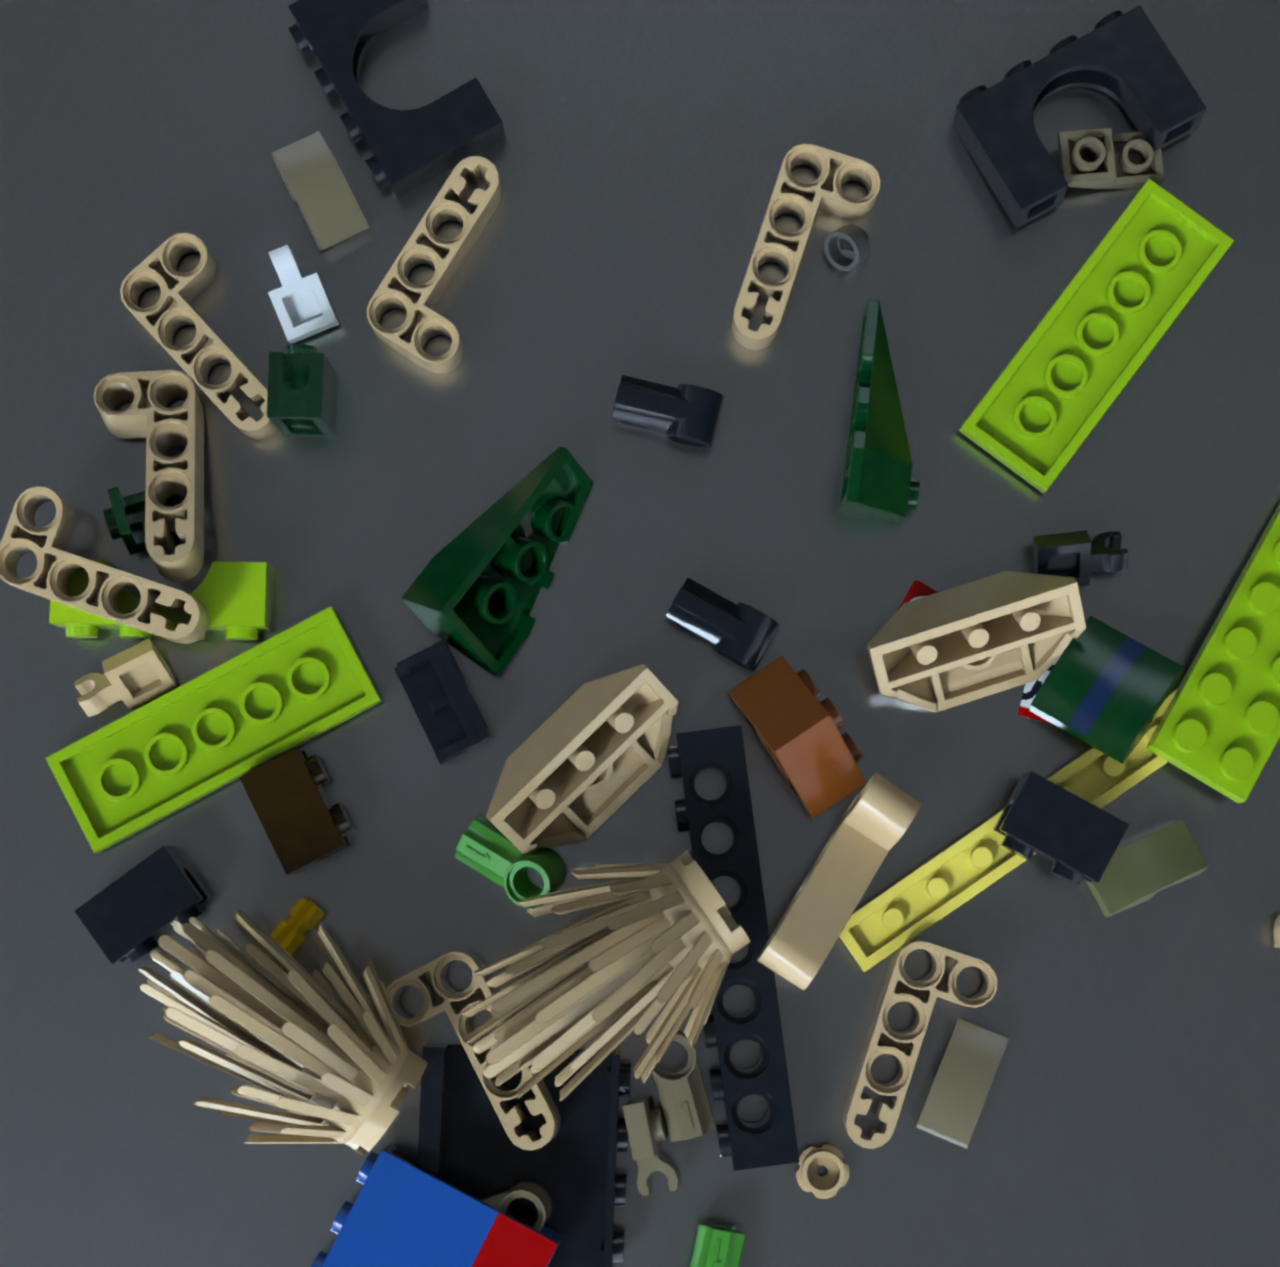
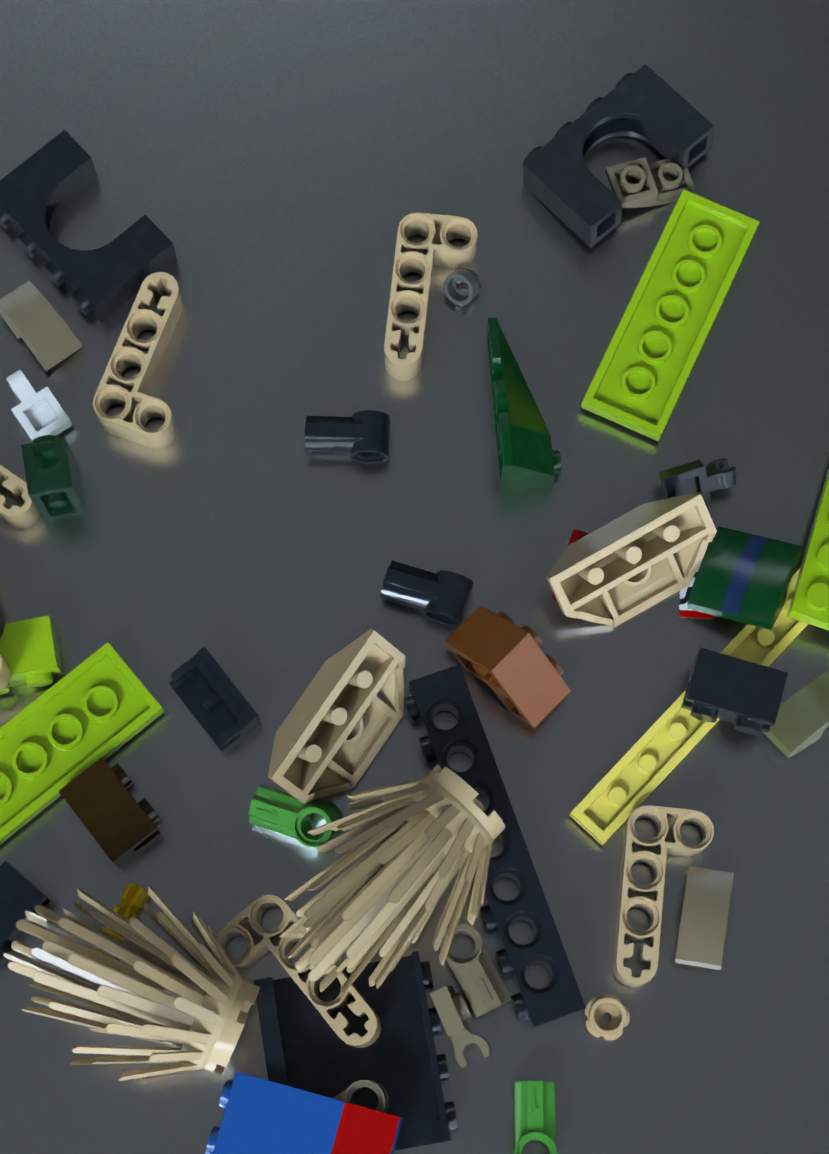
camera: 15 degrees left, 10 degrees down
(490, 575) = (235, 587): dark green wedge -> none
(838, 880) = (566, 769): tan beam -> none

